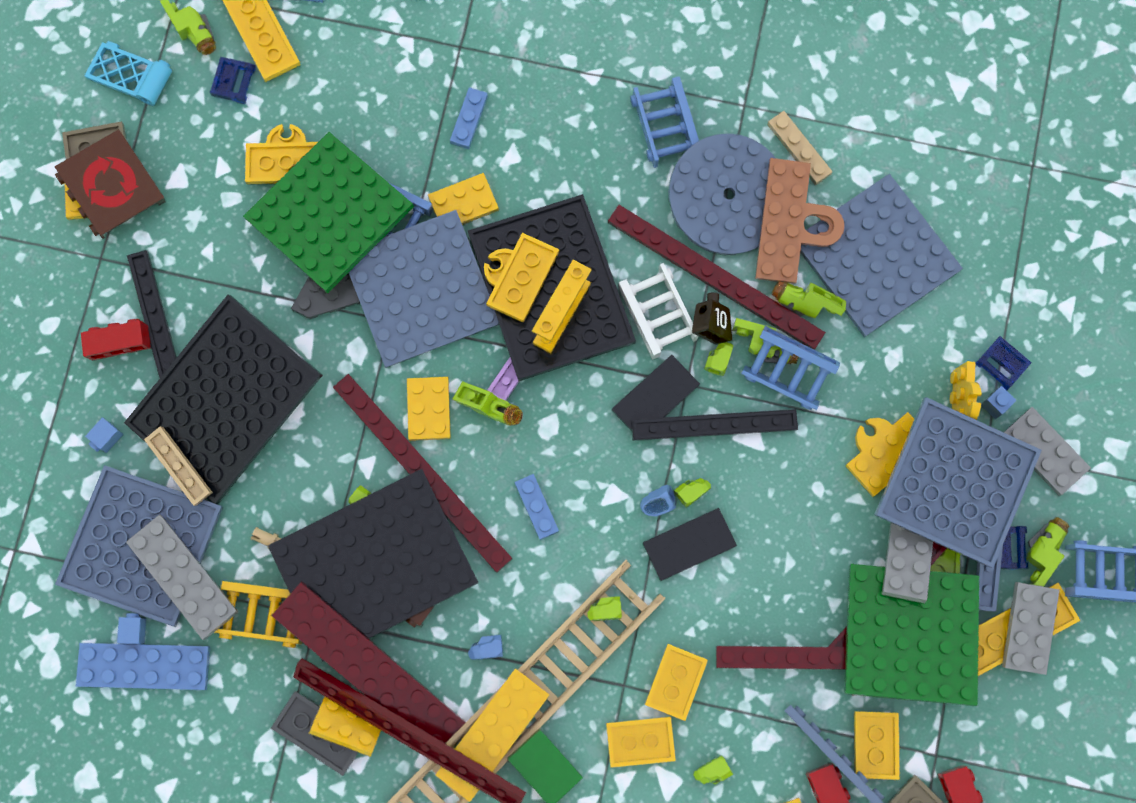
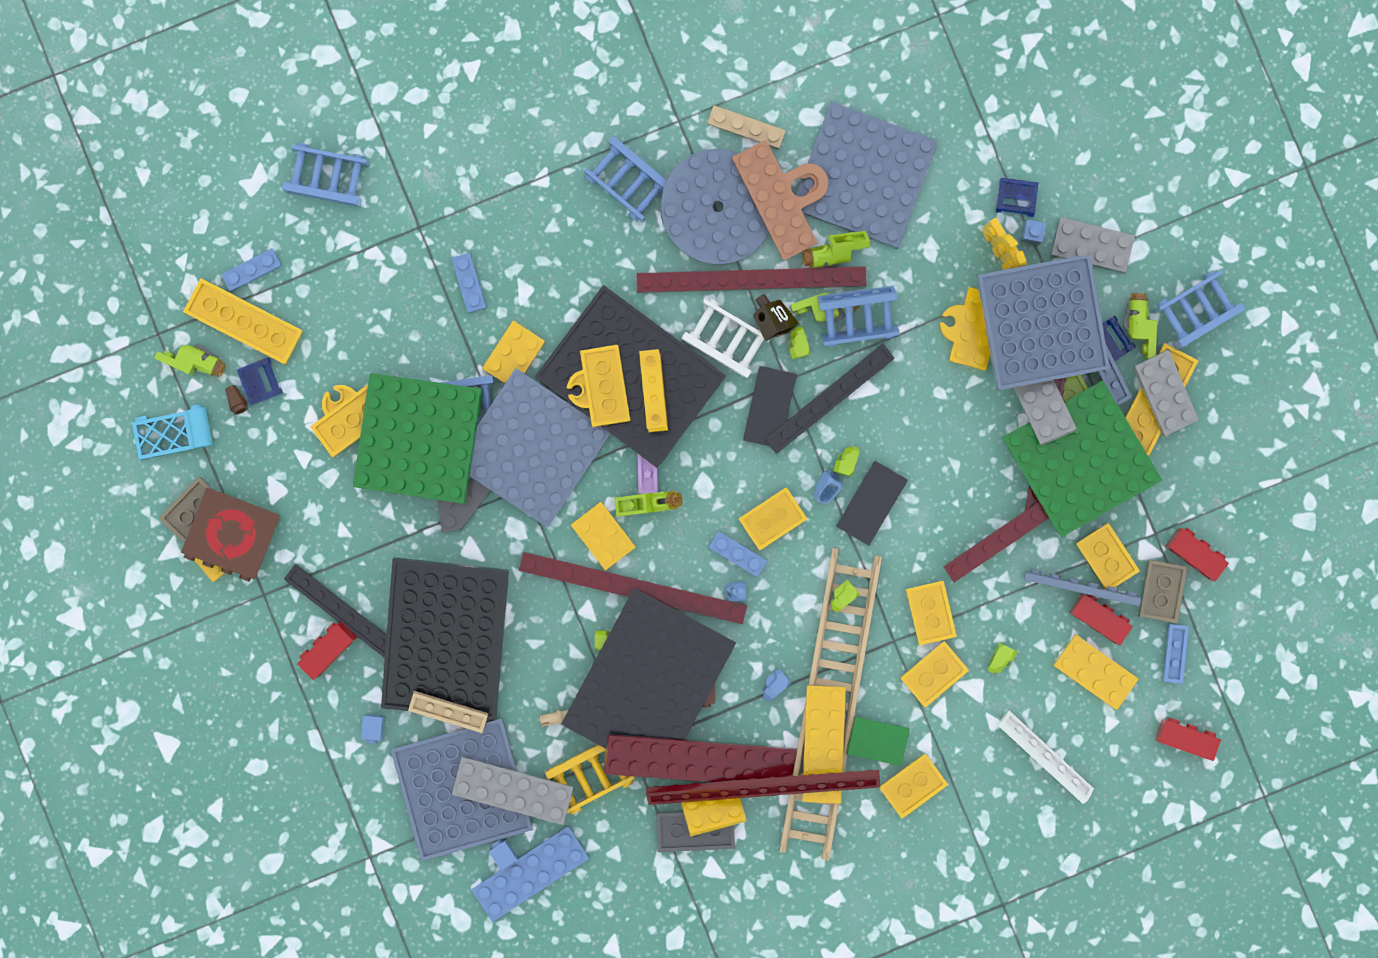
camera: 30 degrees left, 10 degrees up
(201, 82) = (236, 400): none -> reddish brown cone
(511, 538) = (736, 591): none -> medium blue rock
(590, 496) = (772, 518): none -> yellow plate

